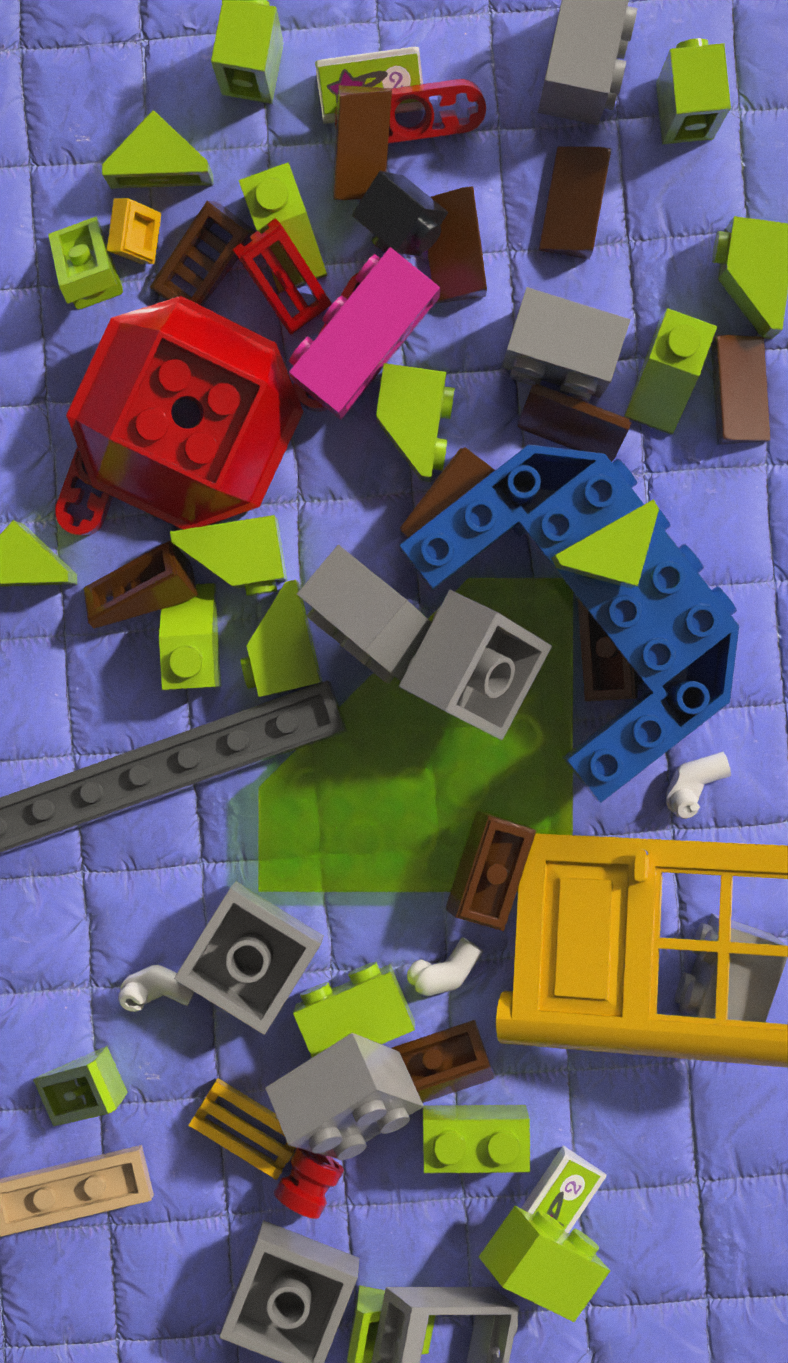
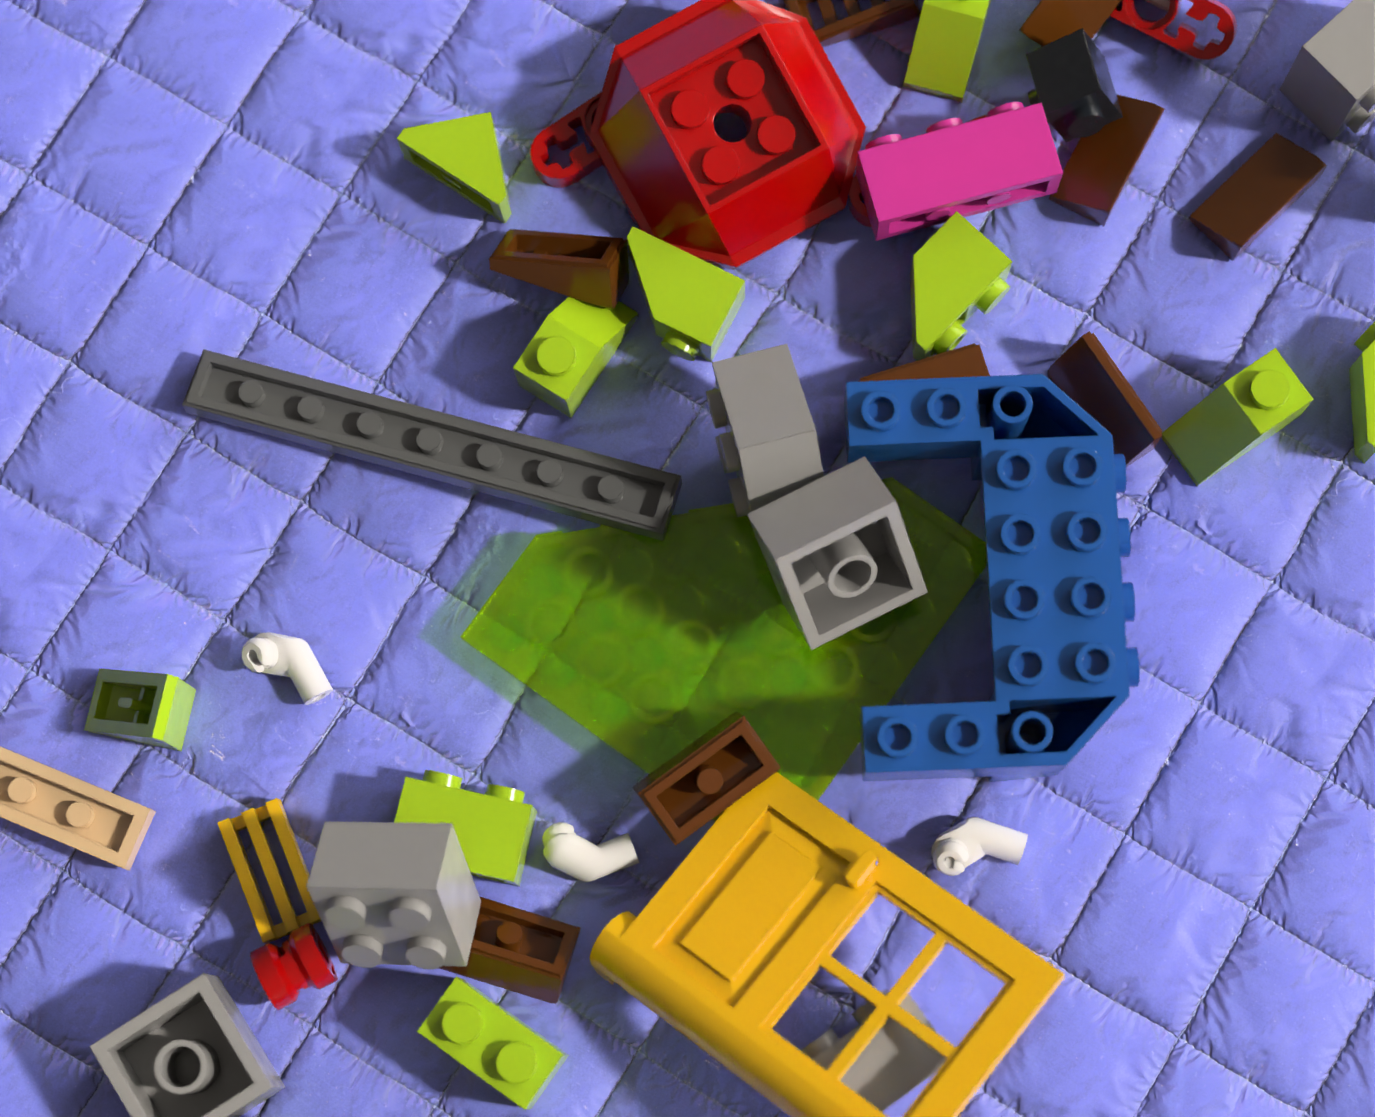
camera: 45 degrees right, 10 degrees down
(249, 957) = (403, 692): light grey brick -> none
(261, 245) = (917, 17): red tile -> none
(282, 647) = (659, 415): lime slope -> none
(564, 345) = (1147, 313): light grey brick -> none
(604, 668) = (964, 663): reddish brown slope -> none
(614, 552) = (1051, 522): lime slope -> none
(740, 389) = (1297, 487): reddish brown slope -> none

